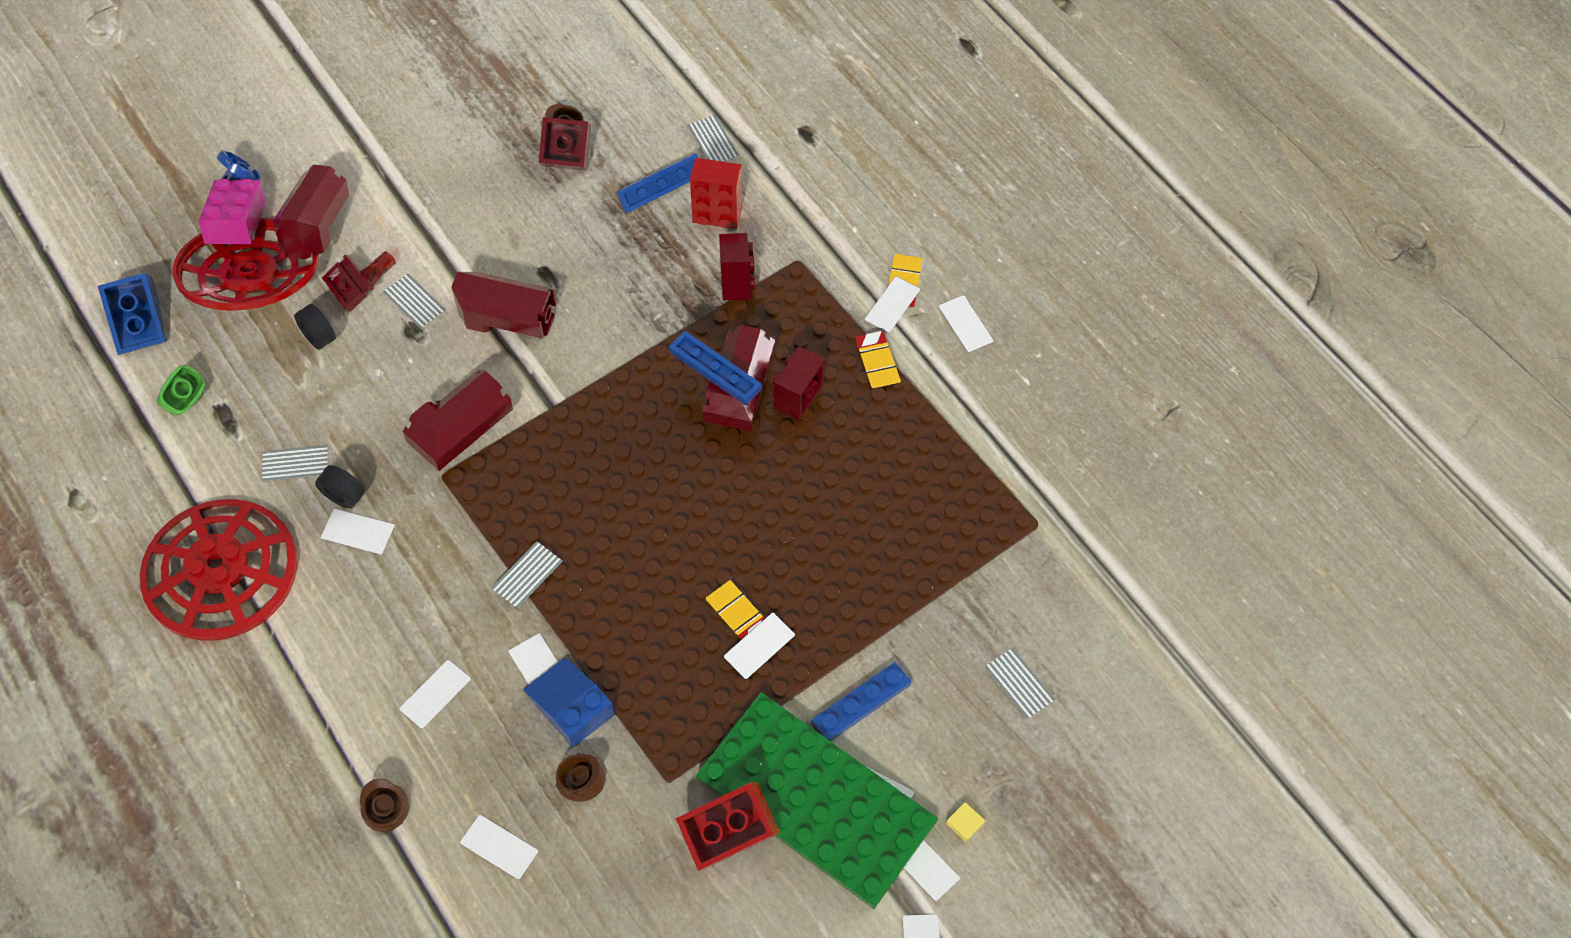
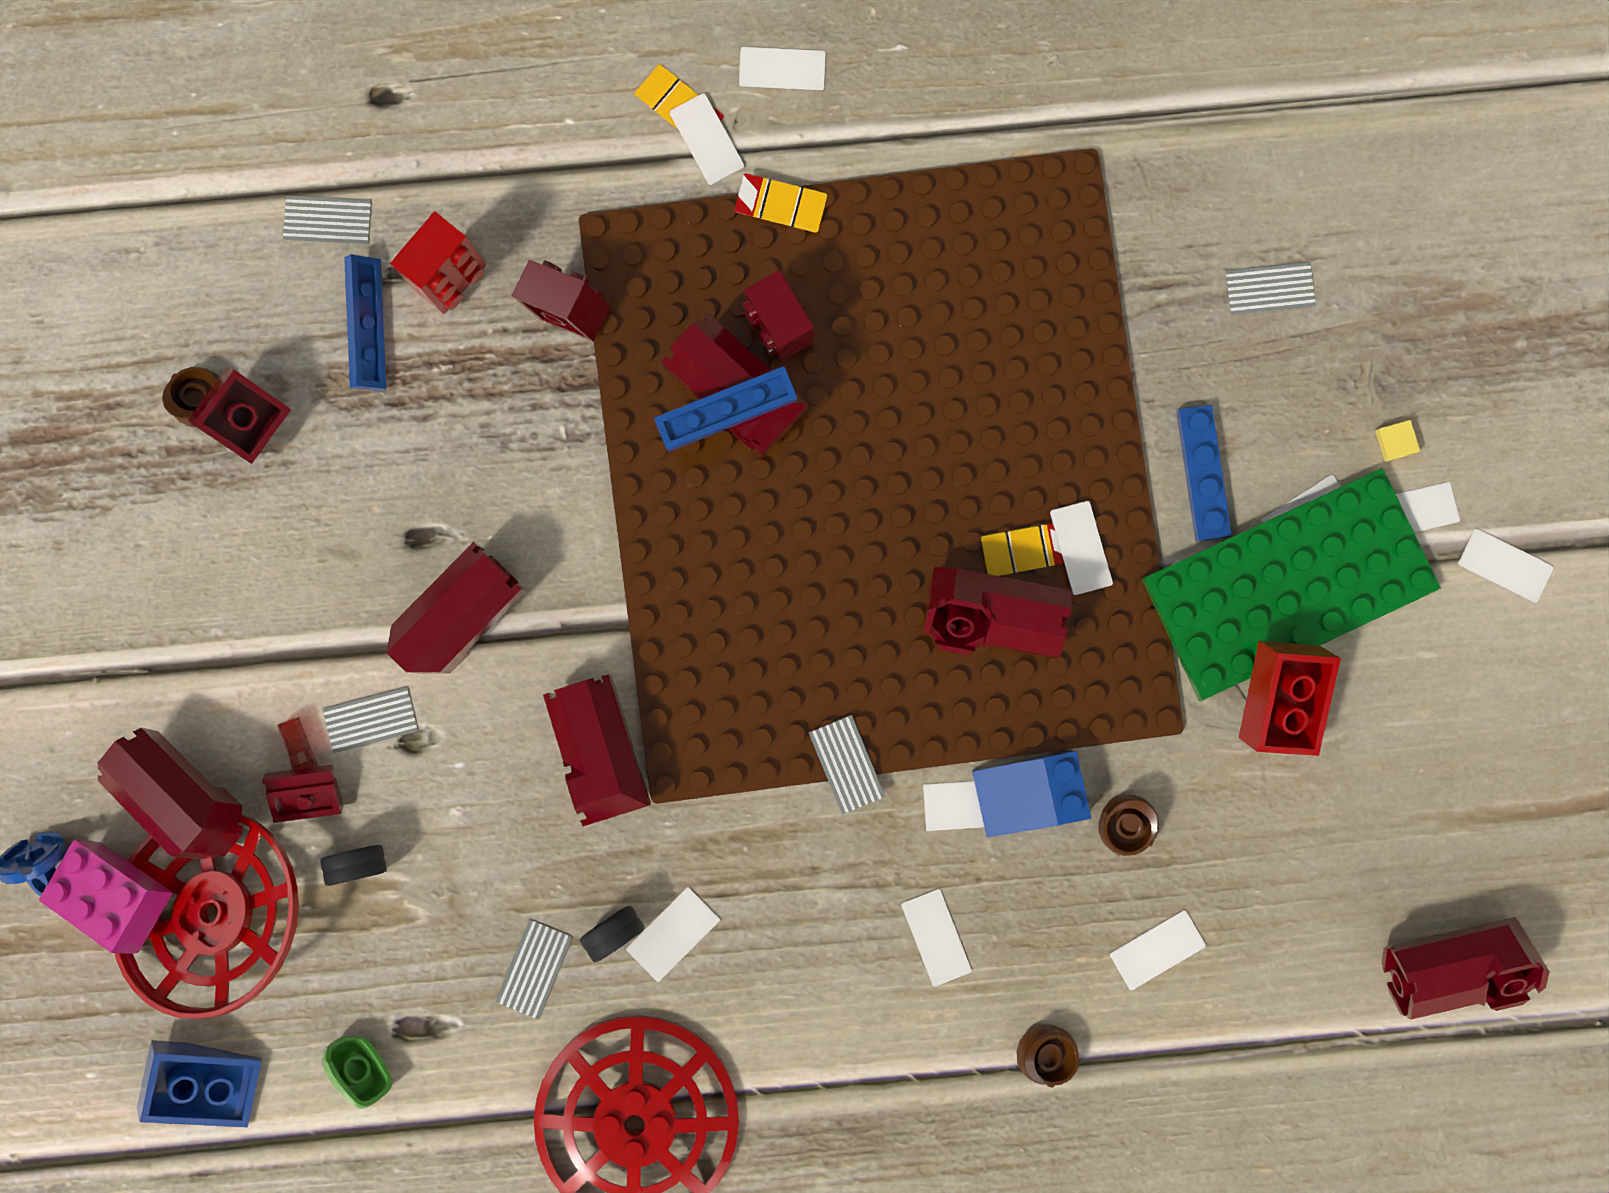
camera: 60 degrees left, 25 degrees up
(680, 604) = (995, 611): none -> dark red brick

